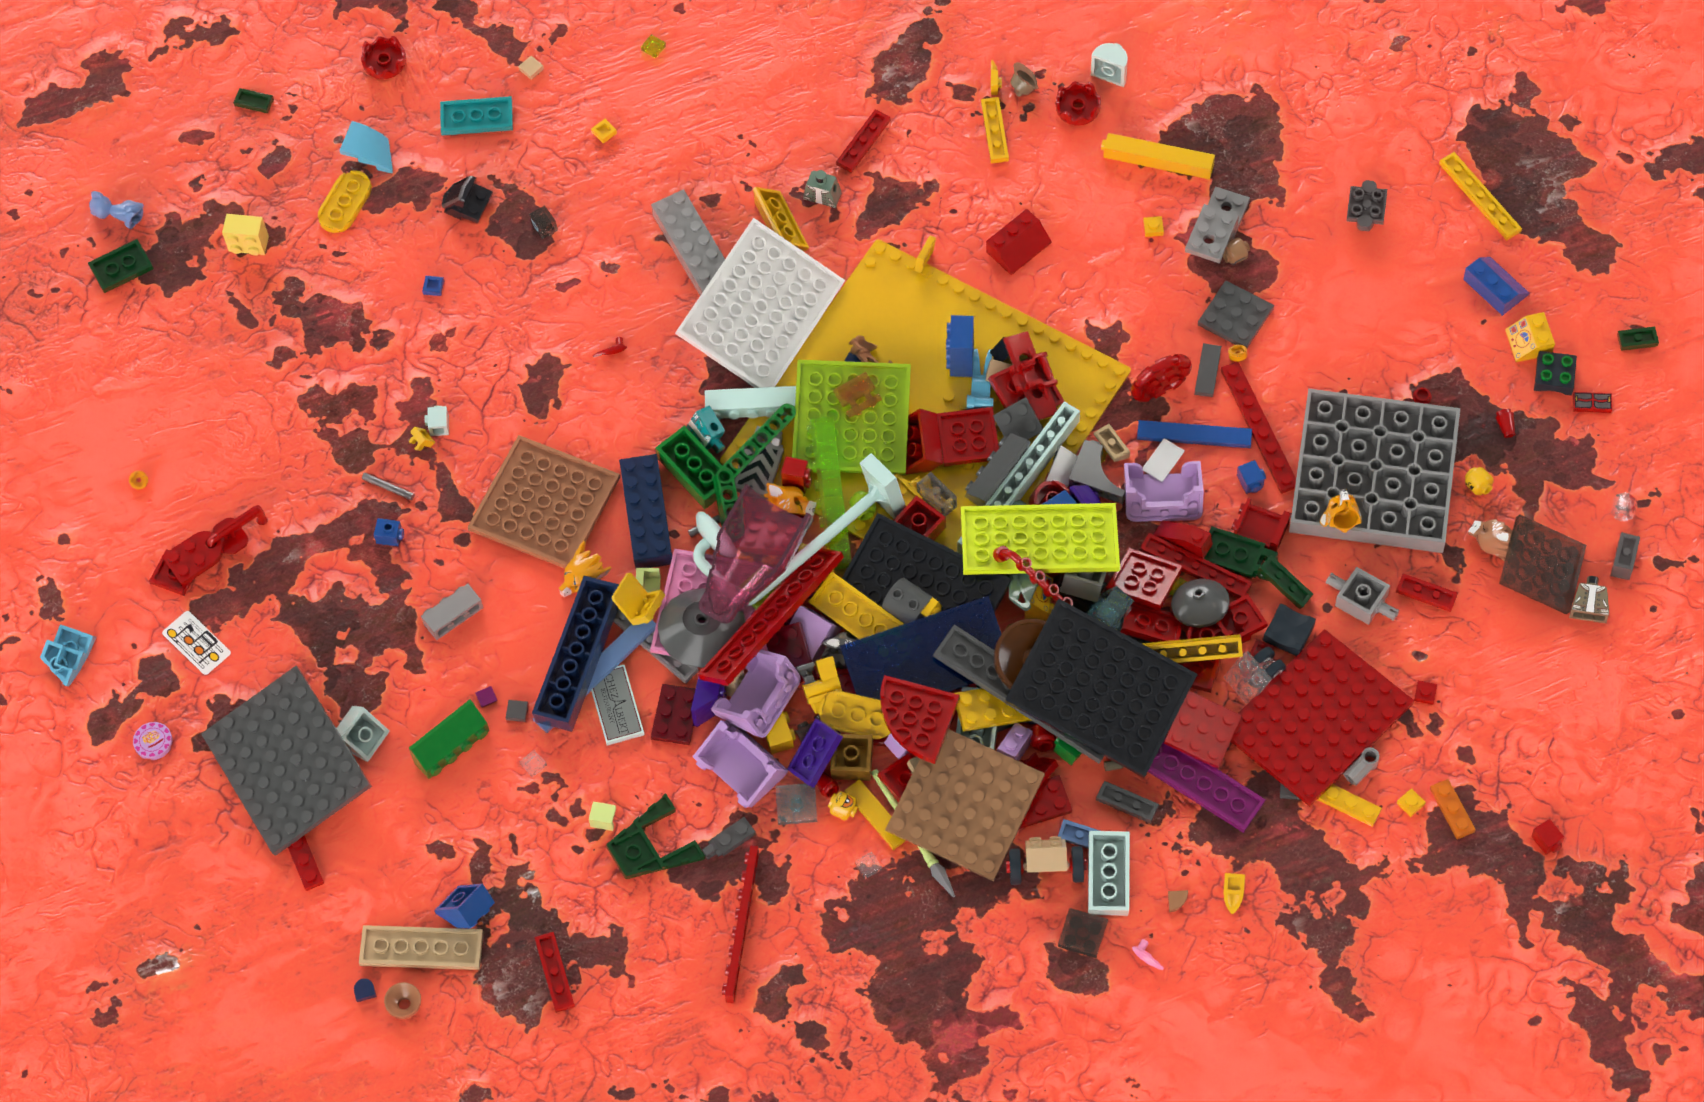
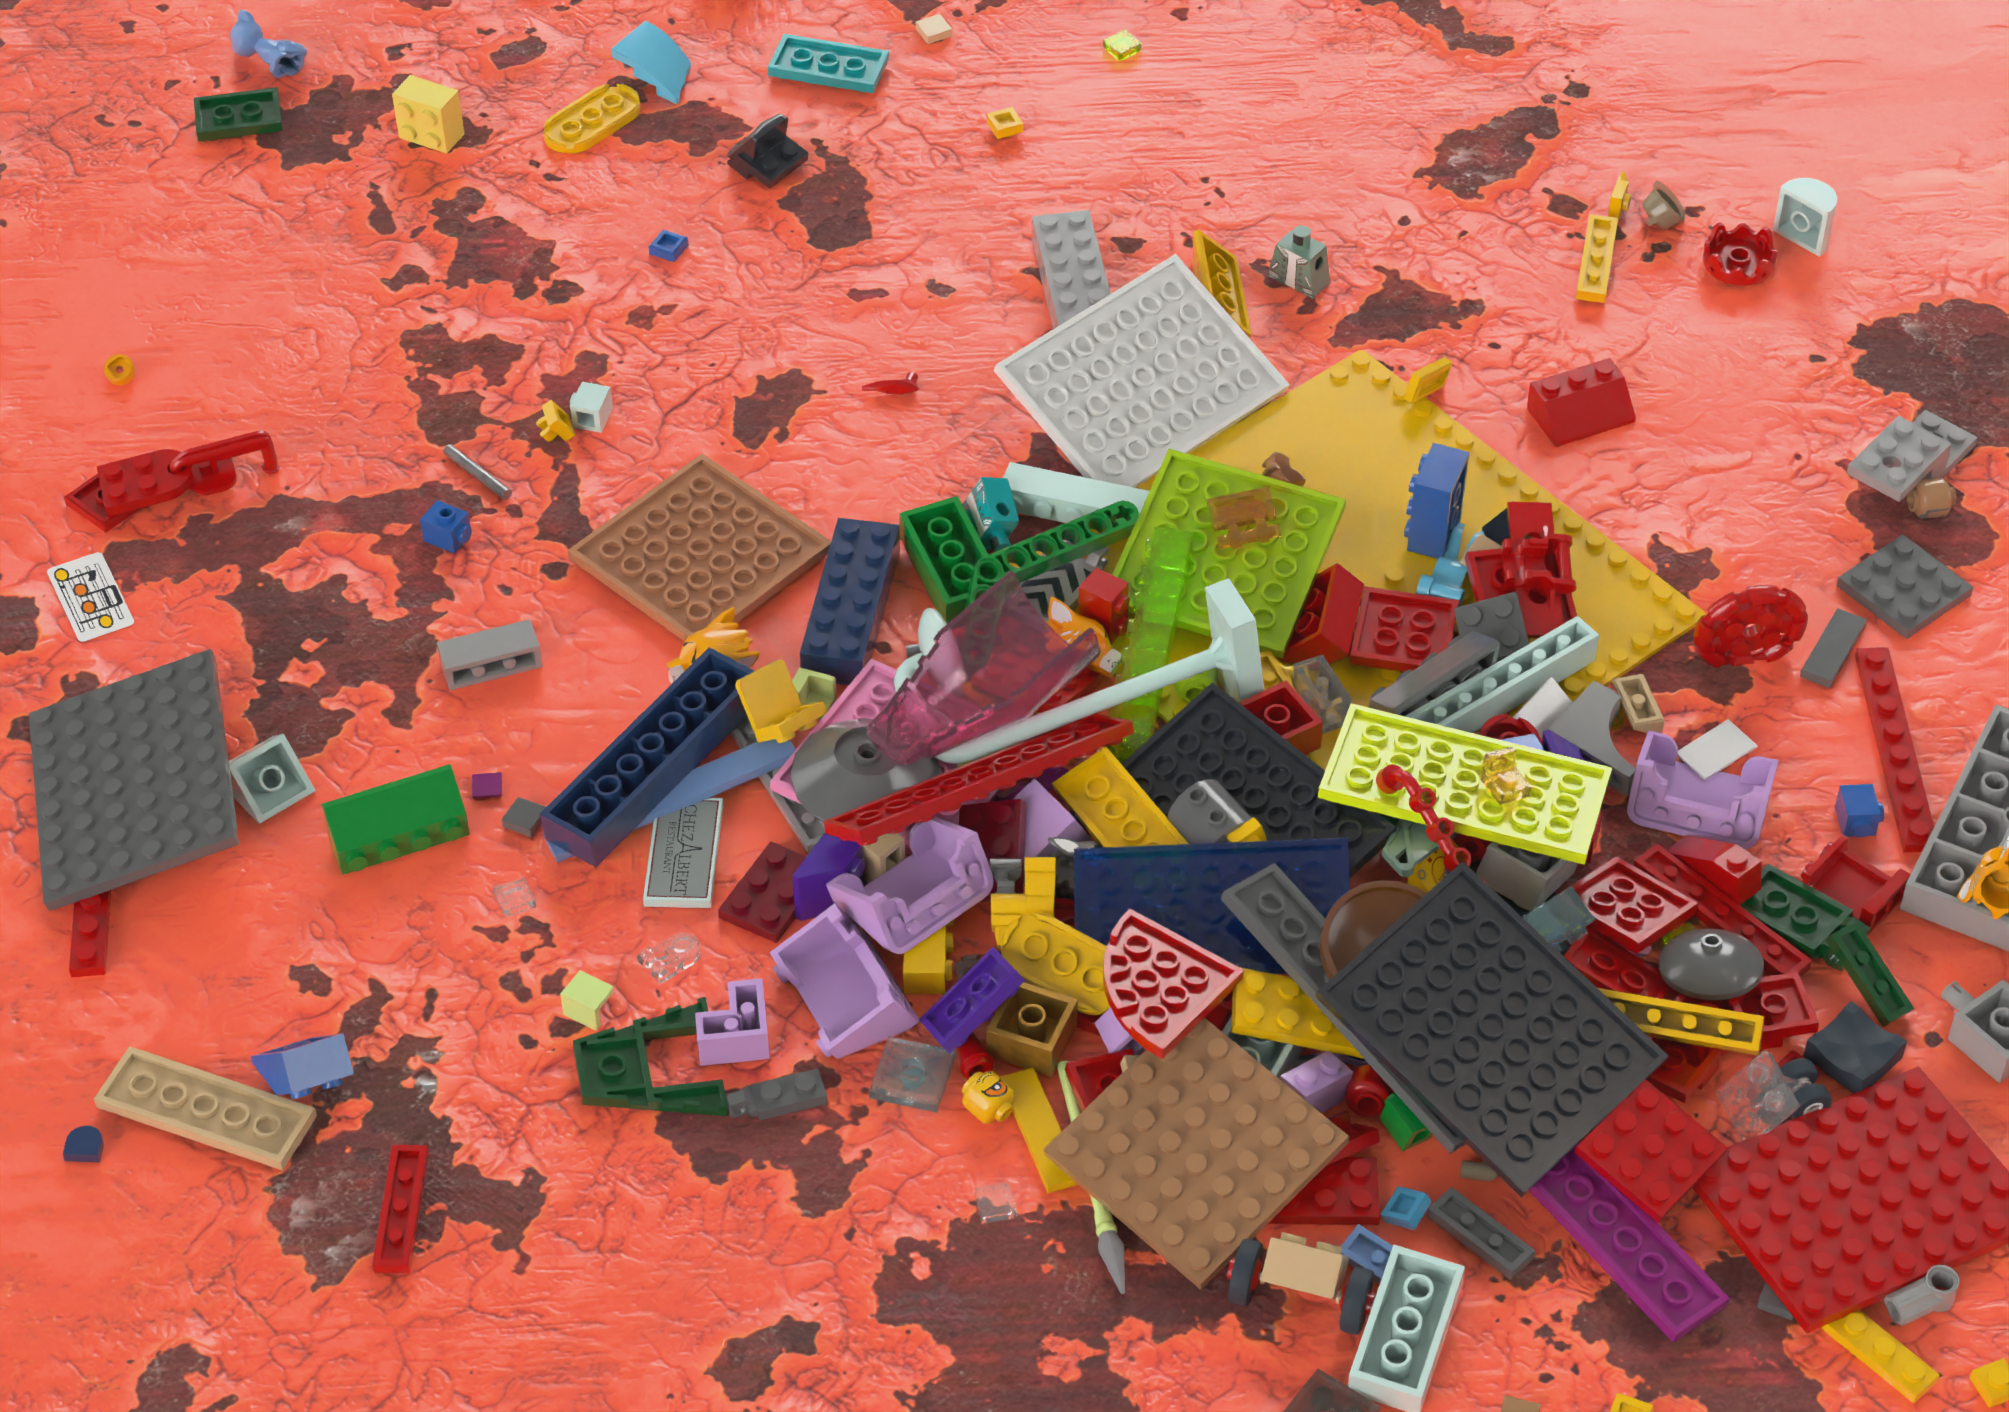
camera: 15 degrees right, 15 degrees down
(398, 993) = (131, 1165): nougat piece -> none
(543, 222) = (865, 206): clear smoke brick -> none
(640, 768) = (679, 949): none -> clear plate
(695, 809) = (736, 1032): none -> lavender brick
(739, 931) = (735, 1237): red plate -> none
(863, 141) = (1388, 224): red plate -> none
(1061, 532) = (1503, 777): none -> clear yellow bracket
(1084, 800) = (1406, 1208): none -> dark azure plate
(1153, 226) = (1807, 438): yellow plate -> none
(1158, 156) = (1846, 349): yellow brick -> none
(1194, 434) = (1783, 729): blue tile -> none
(1237, 353) = (1891, 635): light orange tile -> none

